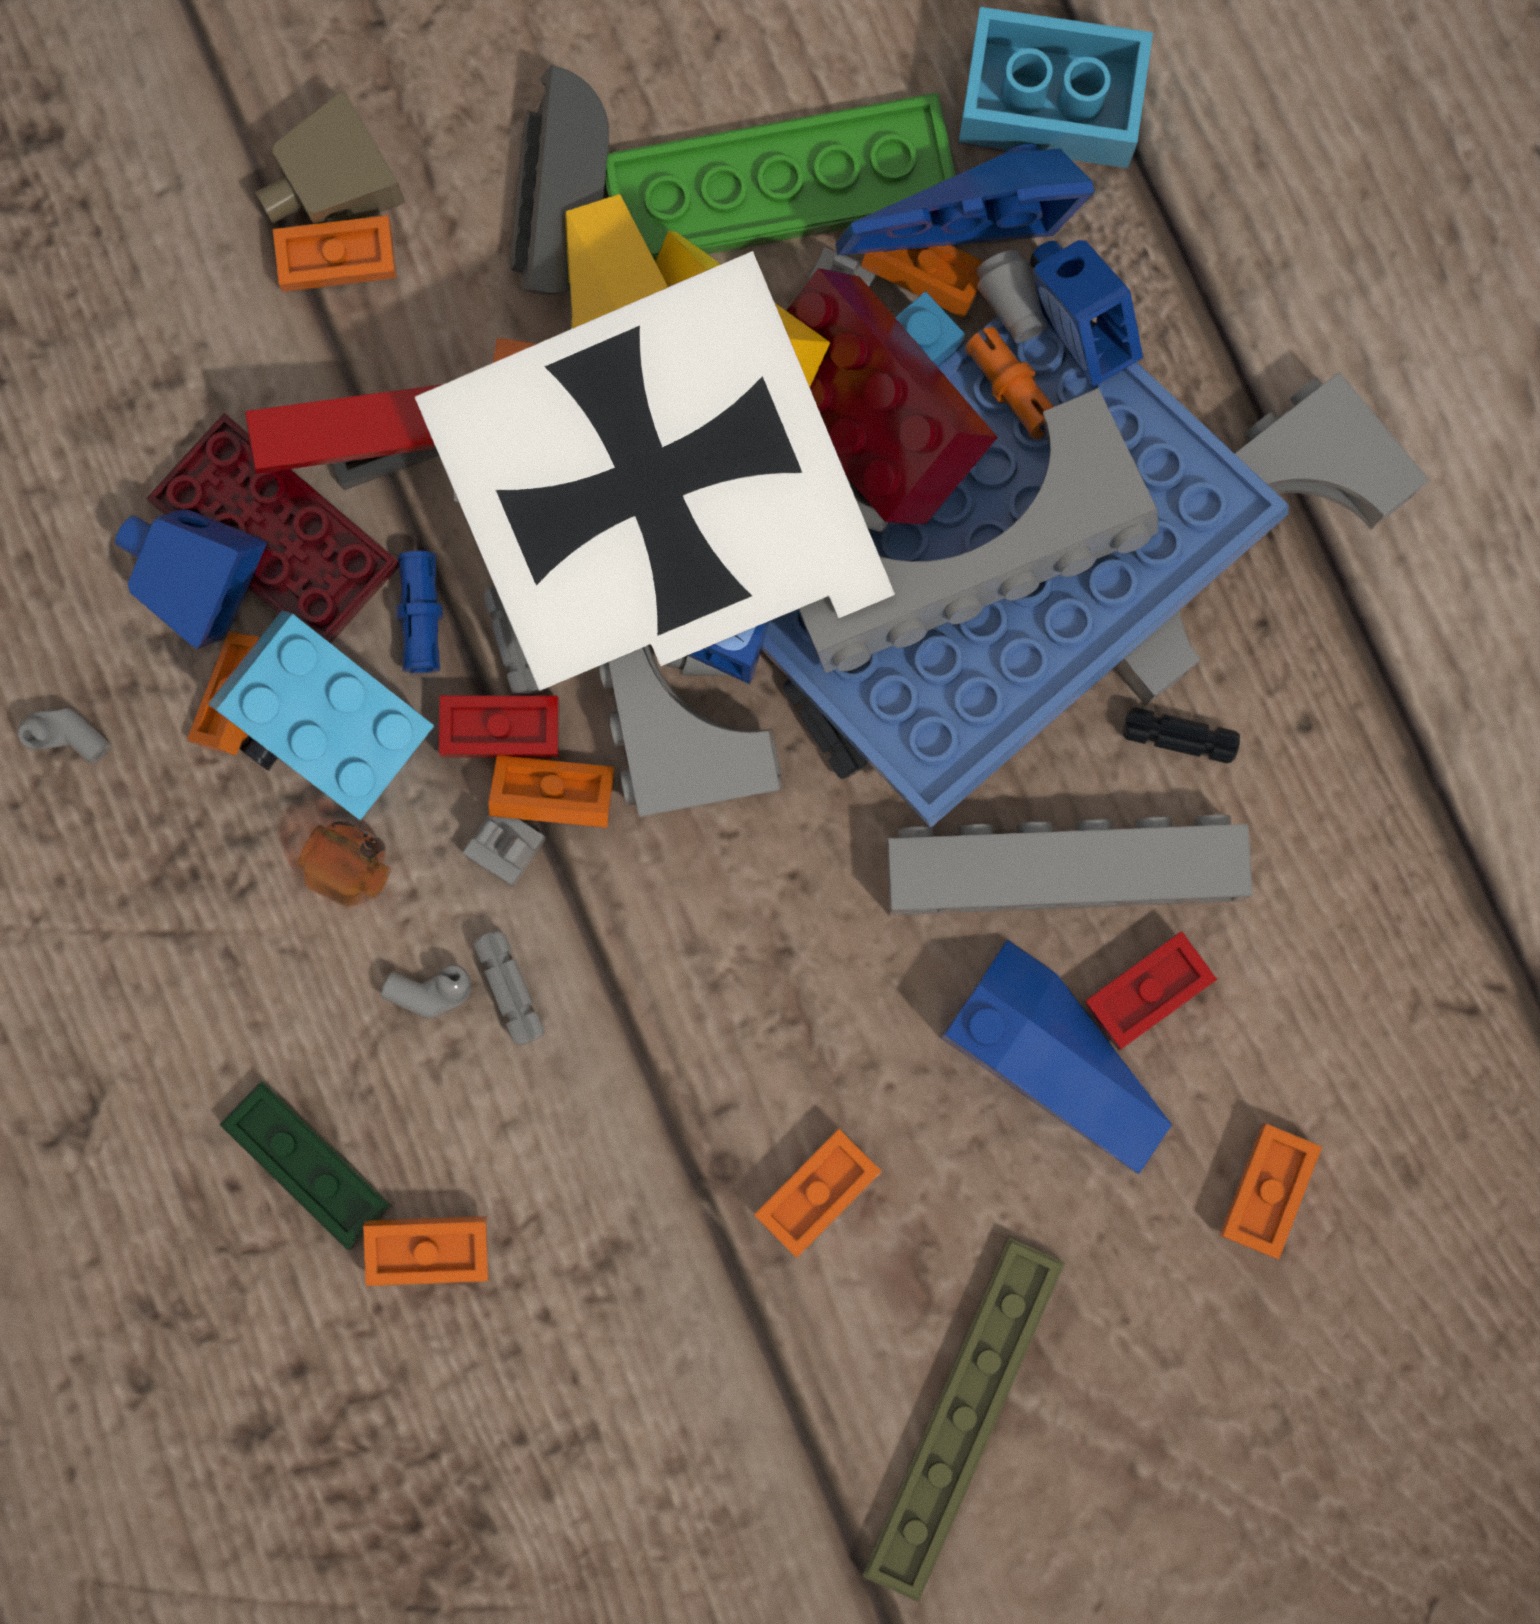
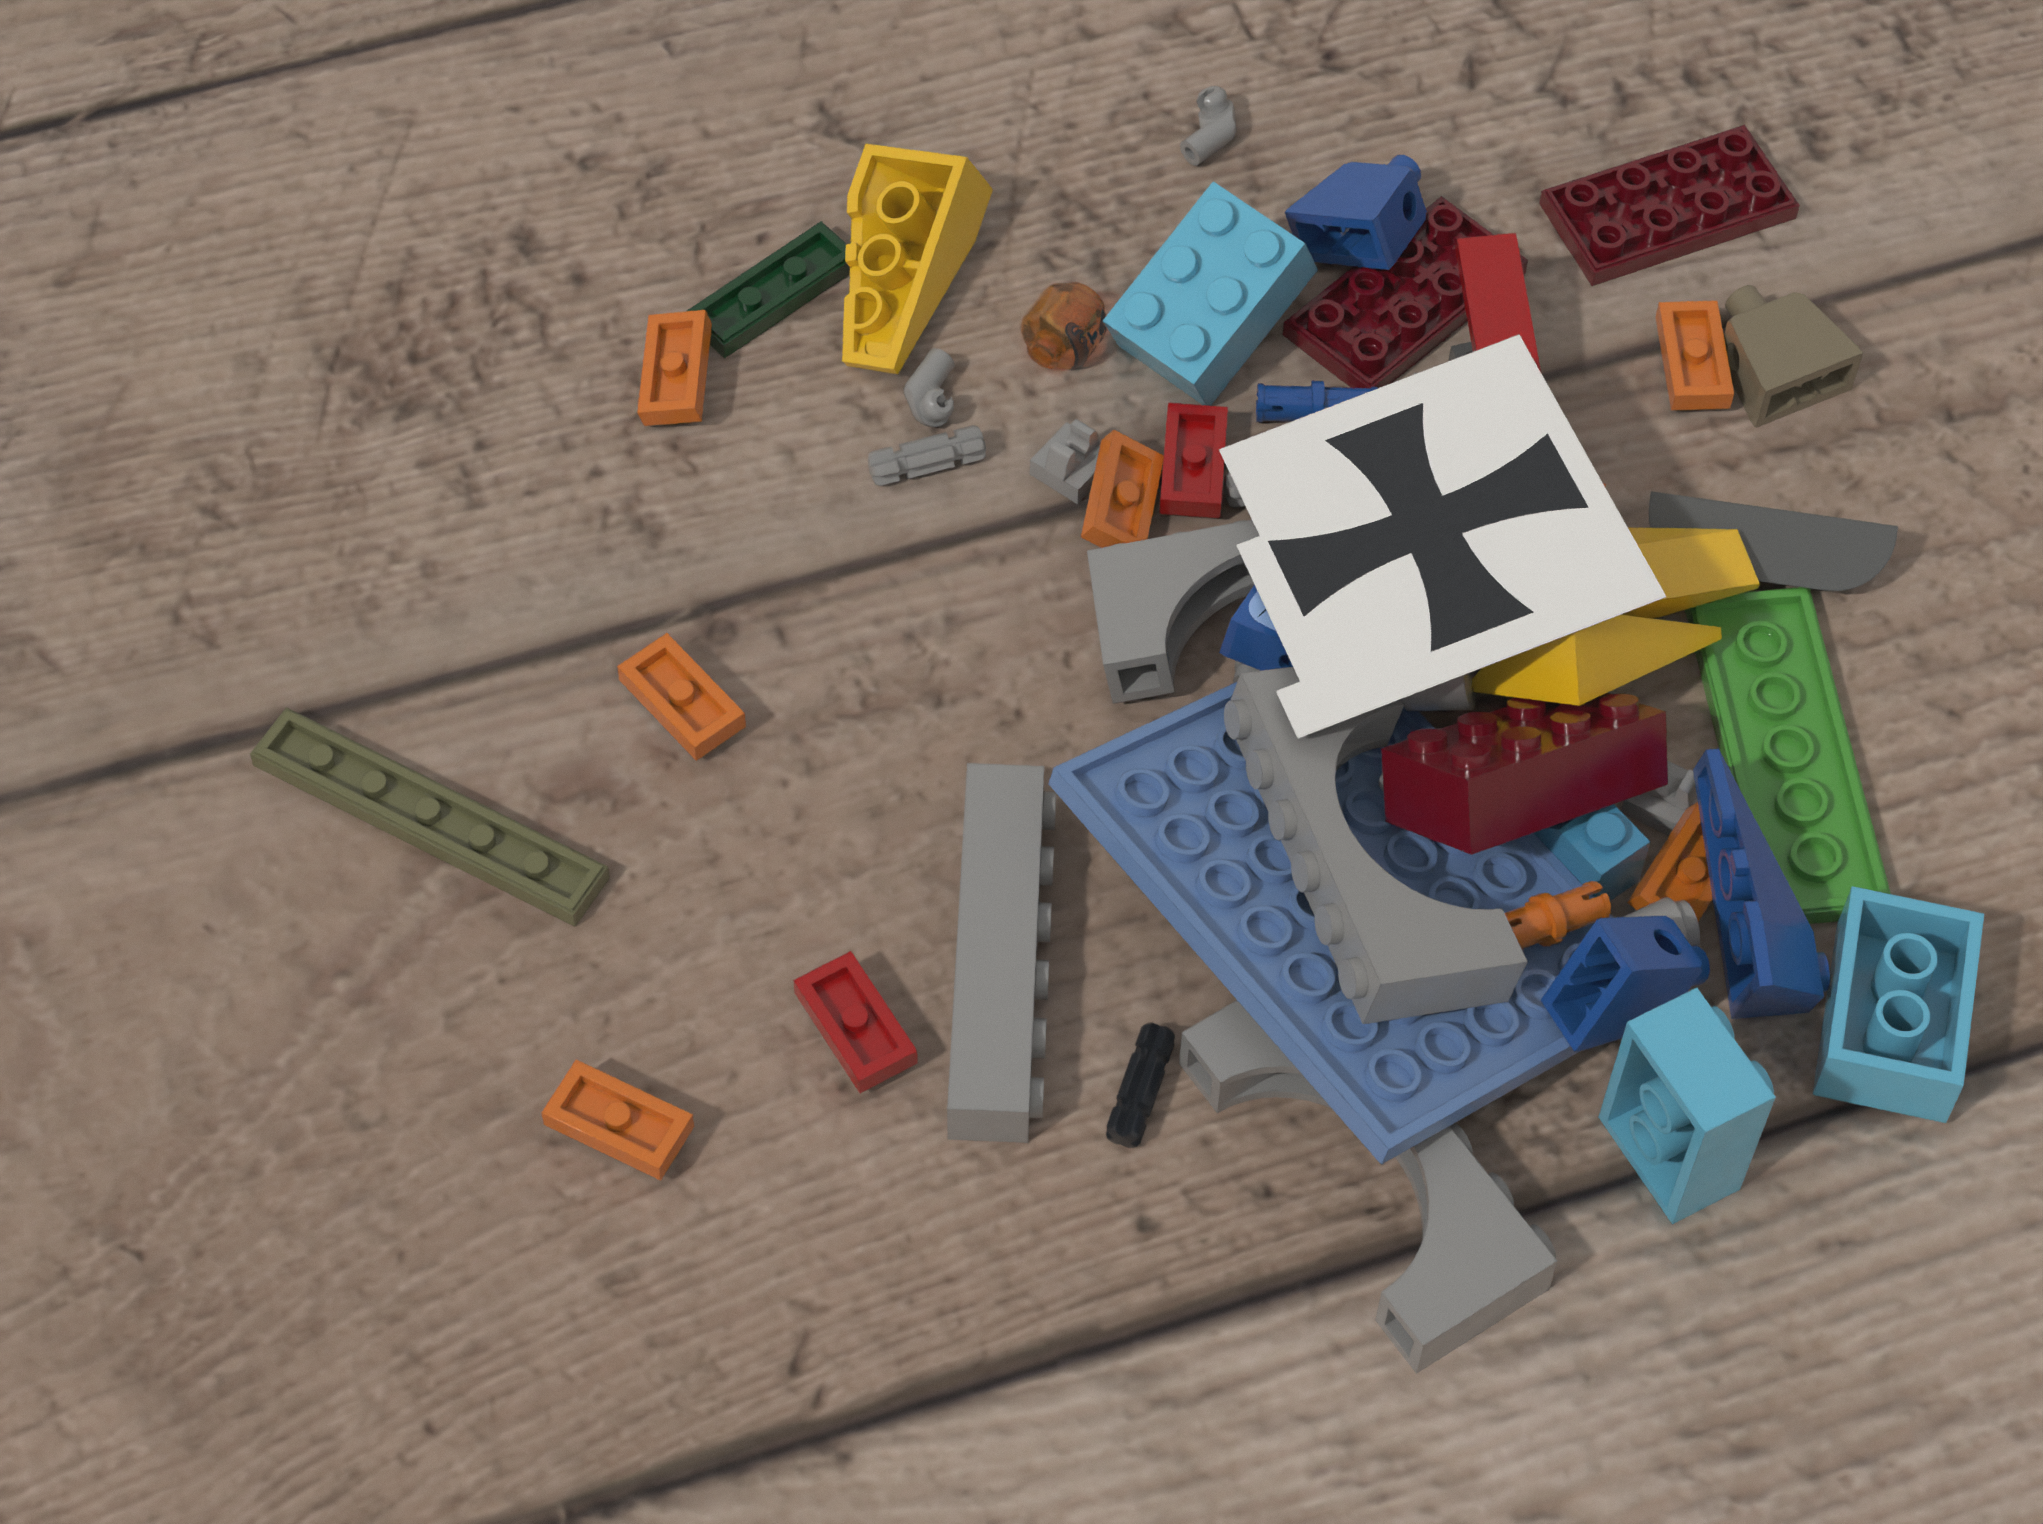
camera: 95 degrees right, 25 degrees down
(136, 278) = (1668, 205): none -> dark red tile
(248, 1031) = (909, 236): none -> yellow wedge
(1047, 1048) = (815, 898): blue wedge -> none
(1203, 256) = (1686, 1104): none -> medium azure brick

